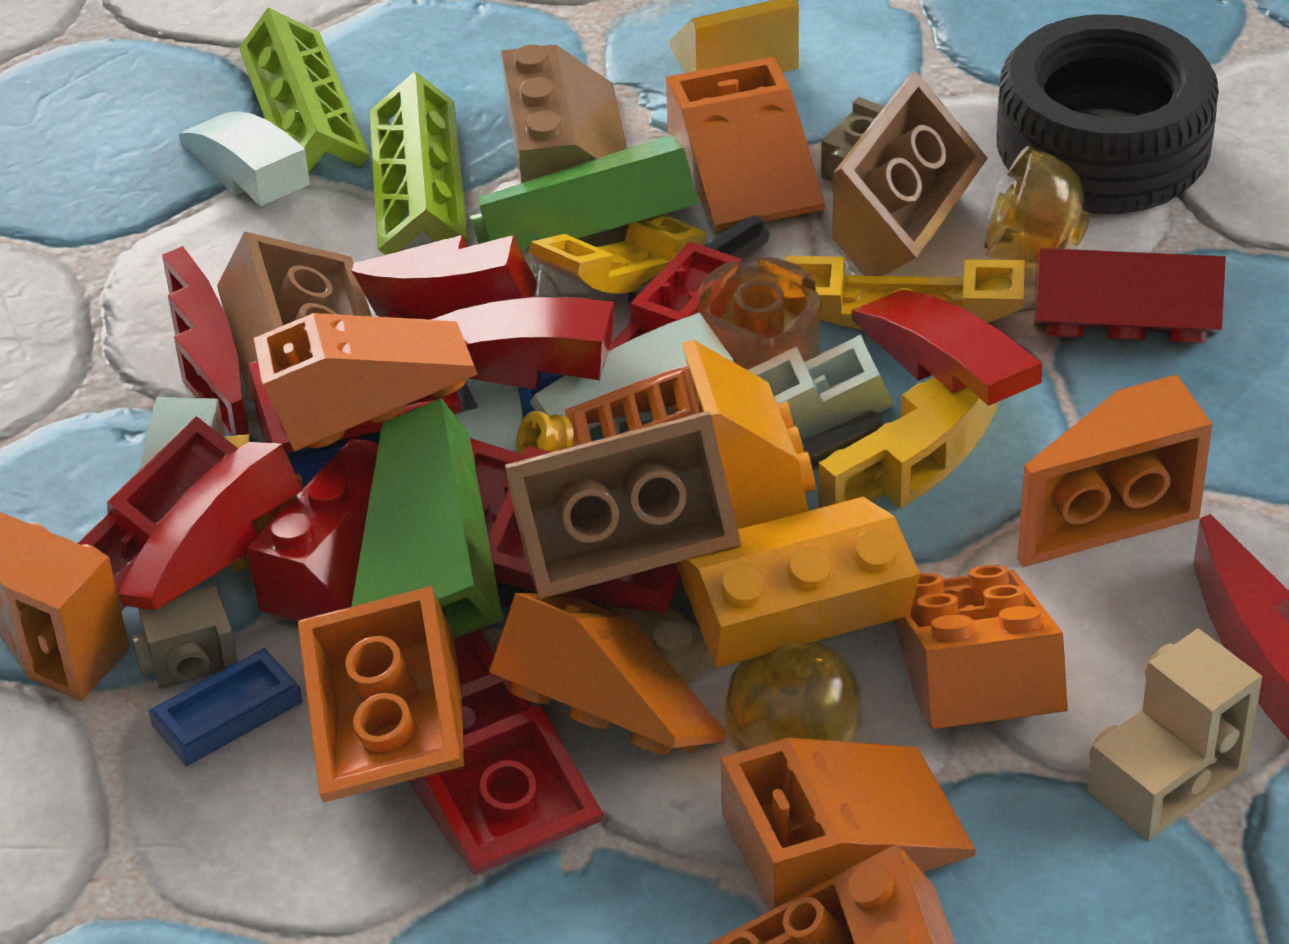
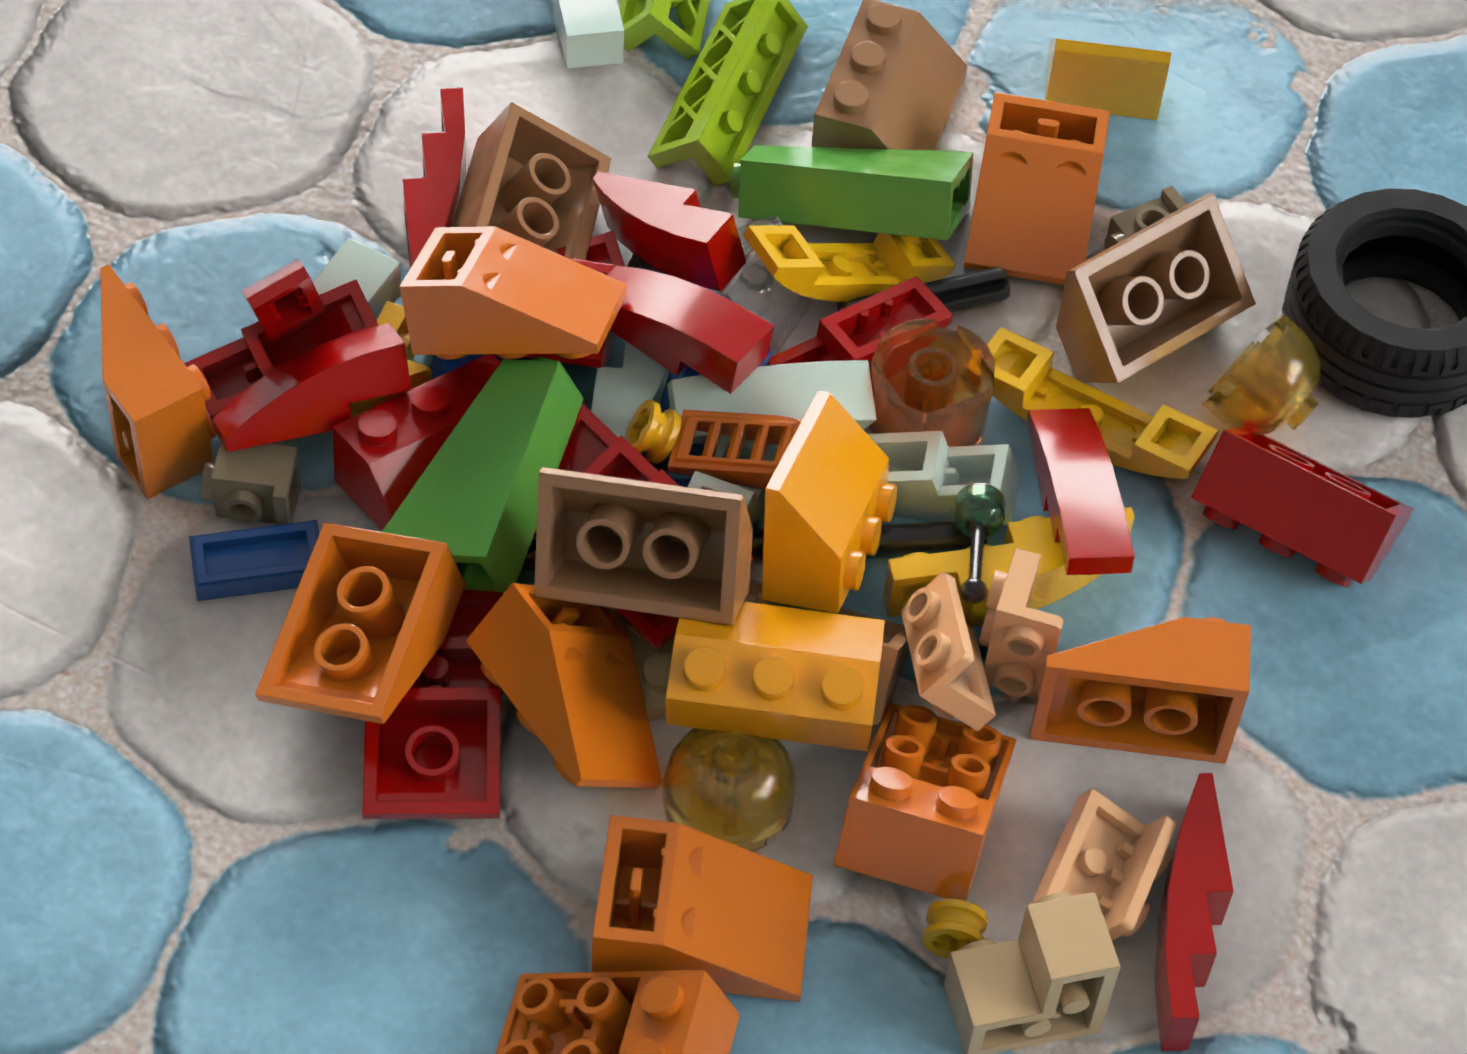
camera: 20 degrees right, 10 degrees up
(137, 454) = (284, 299): none -> red slope
(879, 404) = (978, 515): none -> clear green hinge
(923, 510) = (947, 654): none -> light nougat bracket
(972, 472) = (1014, 632): none -> light nougat bracket
(1069, 734) = (952, 926): none -> yellow bush
(1157, 613) = (1112, 856): none -> light nougat bracket

